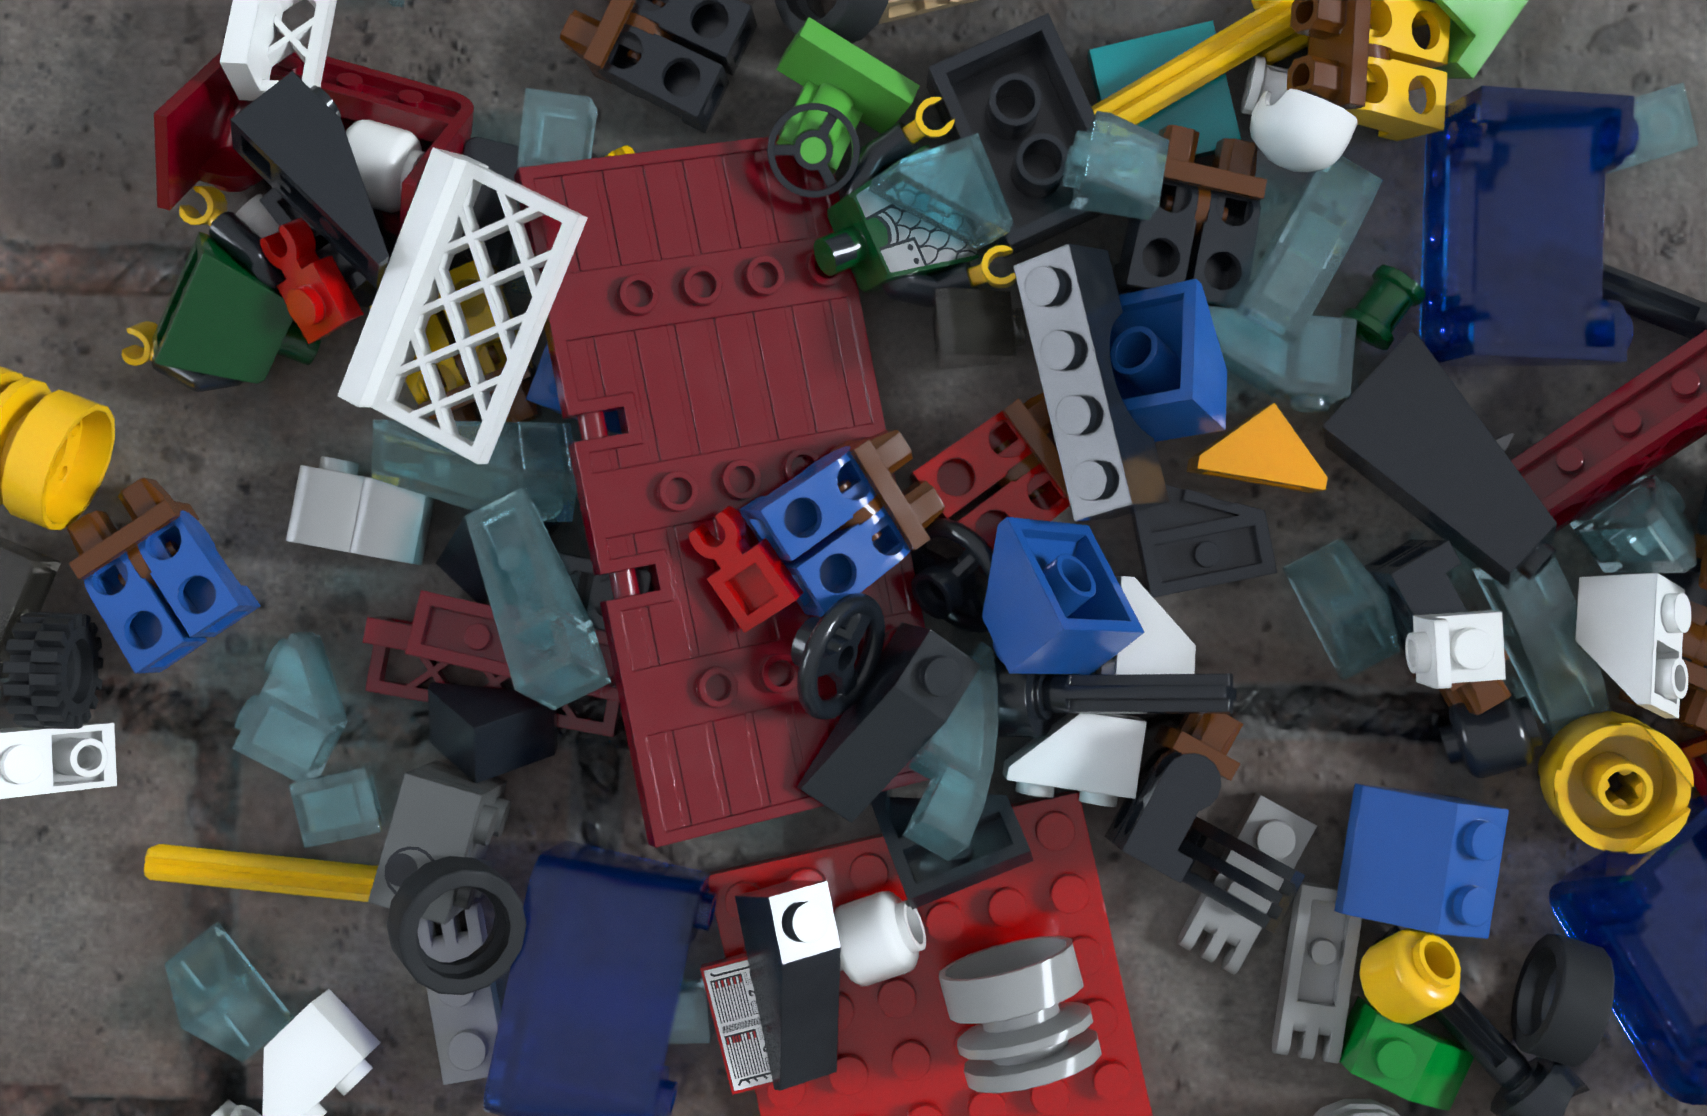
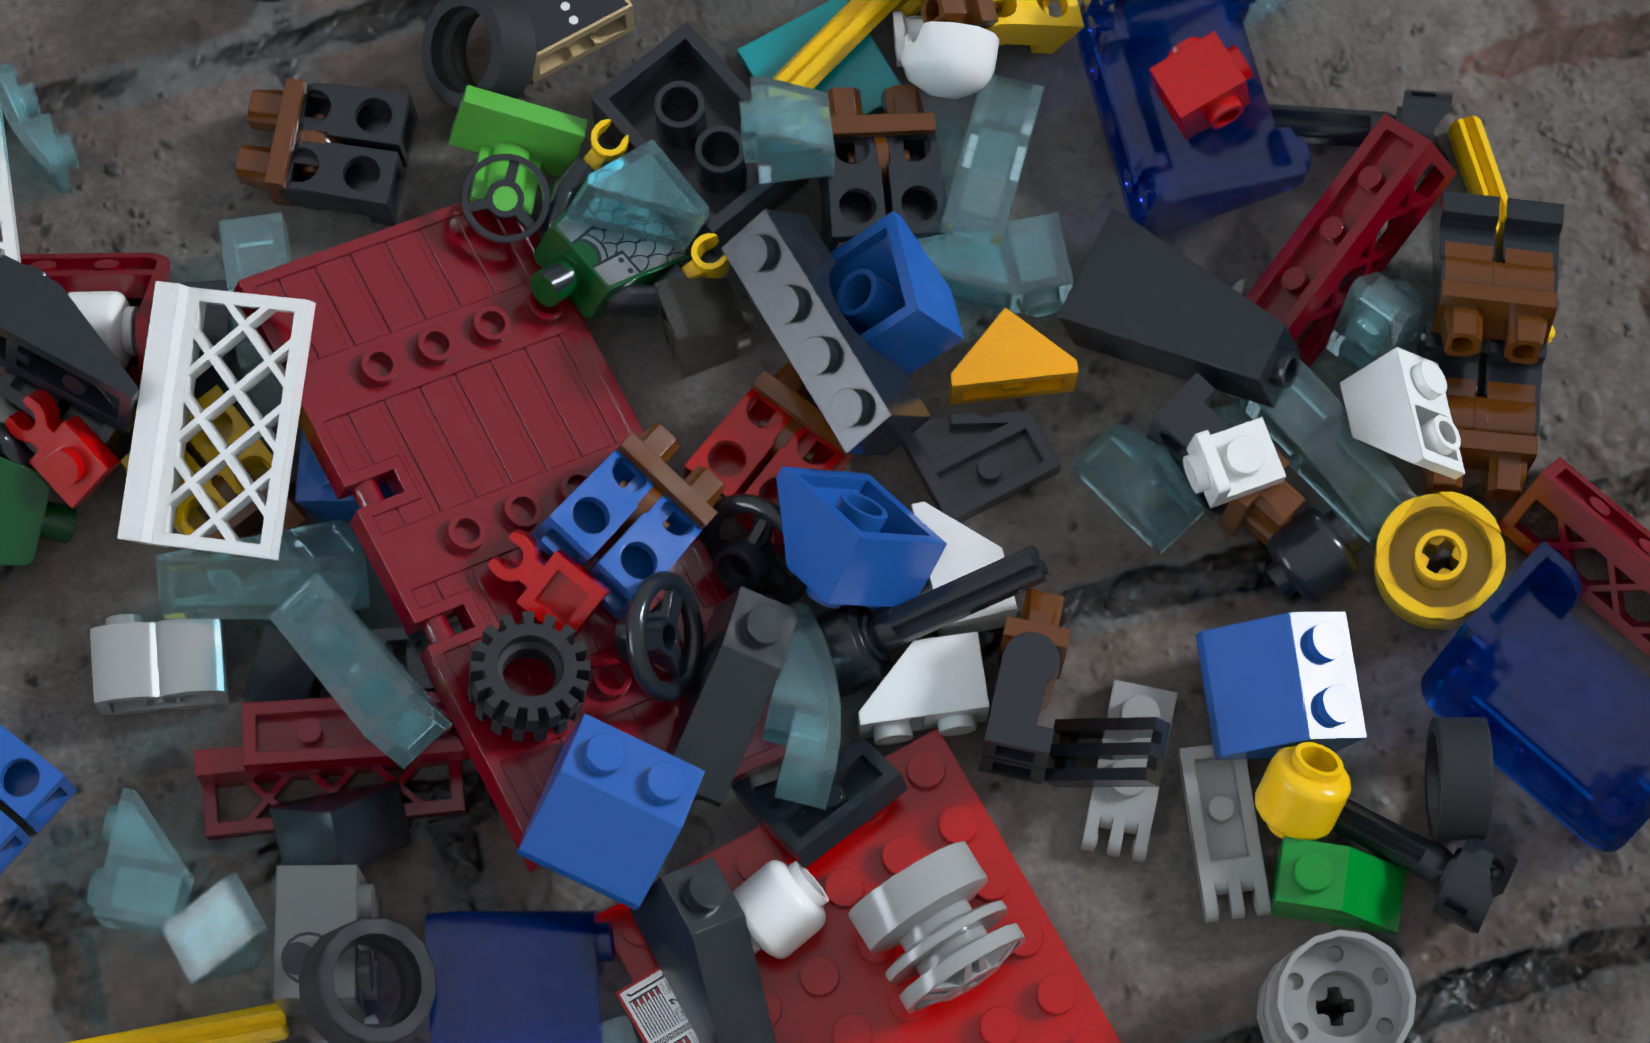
camera: 10 degrees left, 15 degrees down
(729, 640) = (533, 641): none -> black tyre
(738, 820) = (610, 811): none -> blue slope
(1384, 306) = (1085, 198): dark green bush -> none
(1546, 229) = (1202, 84): none -> red brick

